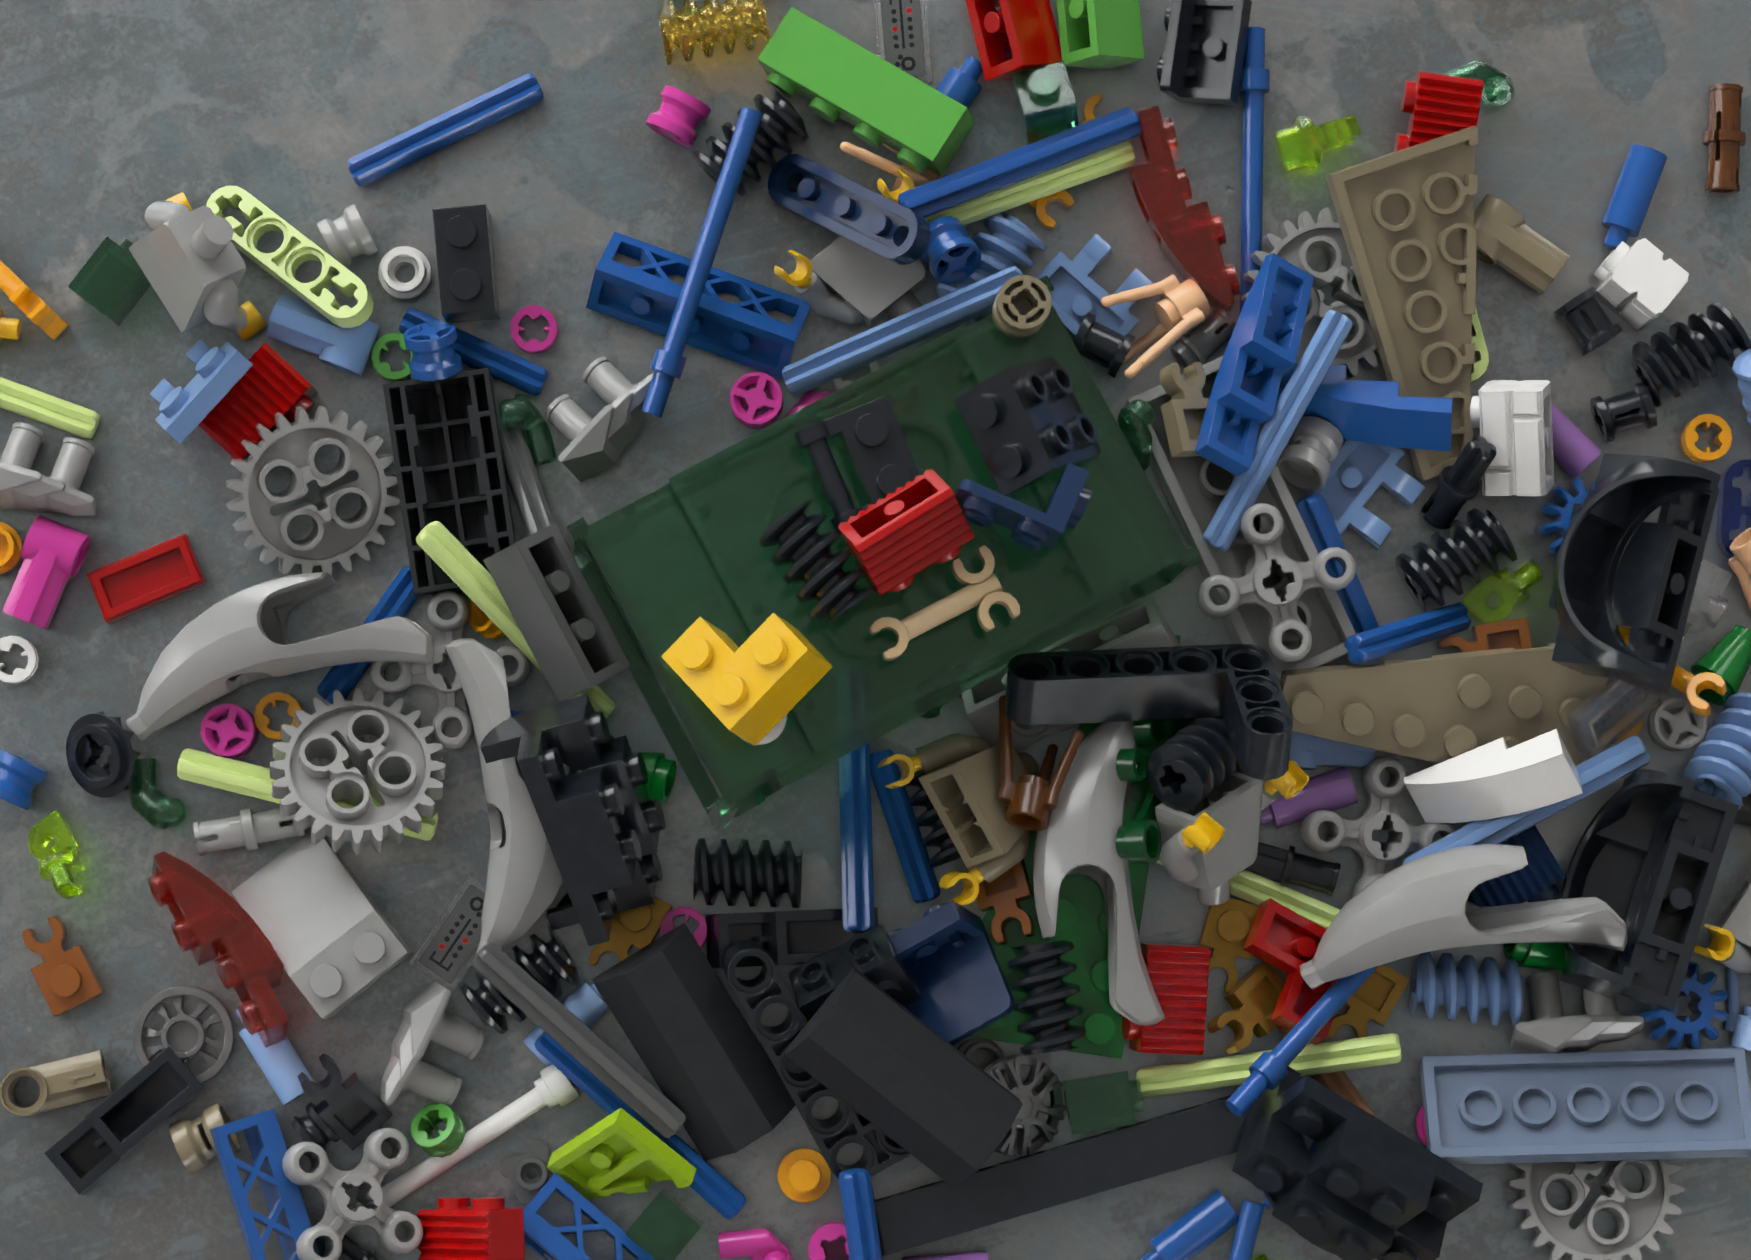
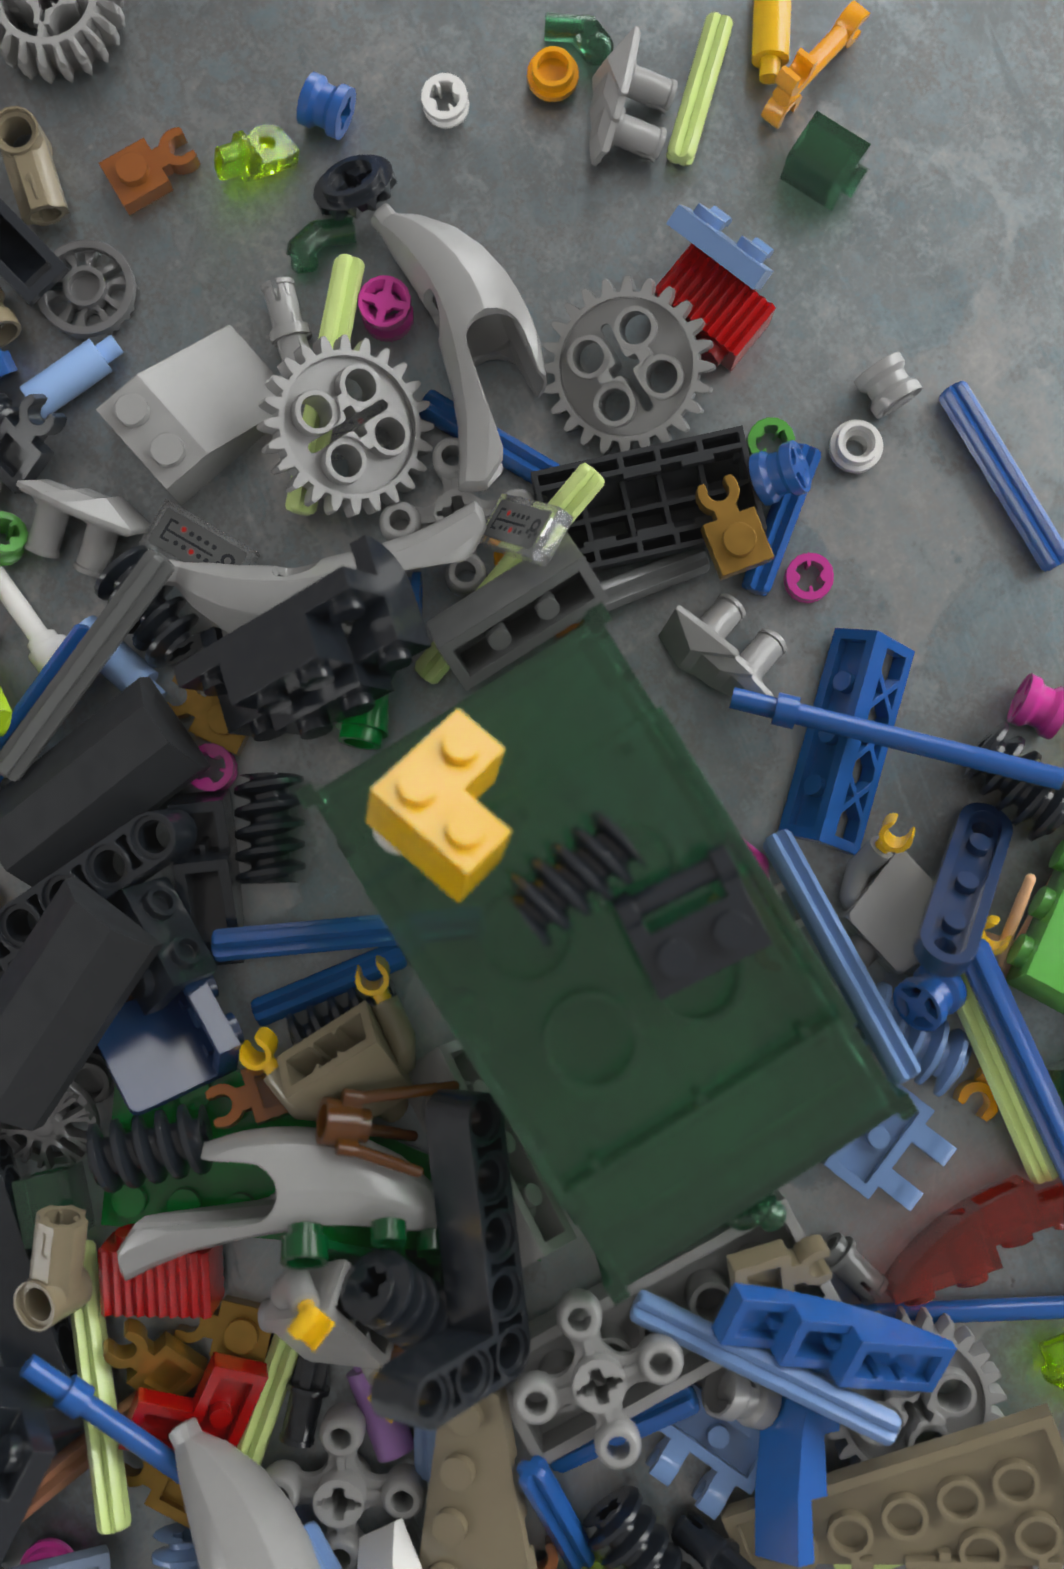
camera: 90 degrees right, 0 degrees up
(50, 558) = (543, 124): dark pink piece -> none
(146, 578) = (532, 220): red tile -> none
(195, 267) = (844, 229): light grey torso -> none
(217, 926) = (187, 305): clear red slope -> none
(264, 723) = (397, 342): light orange bush -> none
(292, 253) = (864, 327): yellowish green beam -> none
(307, 330) = (785, 380): medium blue piece -> none
(466, 264) = (871, 502): black brick -> none
(477, 599) = (525, 529): none -> tile
(496, 399) = (734, 537): none -> pearl gold plate
(533, 424) = (701, 588): clear green arm -> none
(758, 391) = (765, 799): dark pink wheel -> none
(907, 532) = (617, 979): red brick -> none
(981, 590) = (558, 1066): tan bar -> none
(1019, 317) = (870, 1084): dark tan wheel -> none
(1028, 423) = (751, 1105): black bracket -> none
(1028, 525) = (663, 1160): dark blue bracket -> none
(1102, 344) = (841, 1169): black bush -> none
(1149, 1086) = (57, 1275): none -> dark tan piece
(1178, 310) = (881, 1241): light nougat plant -> none

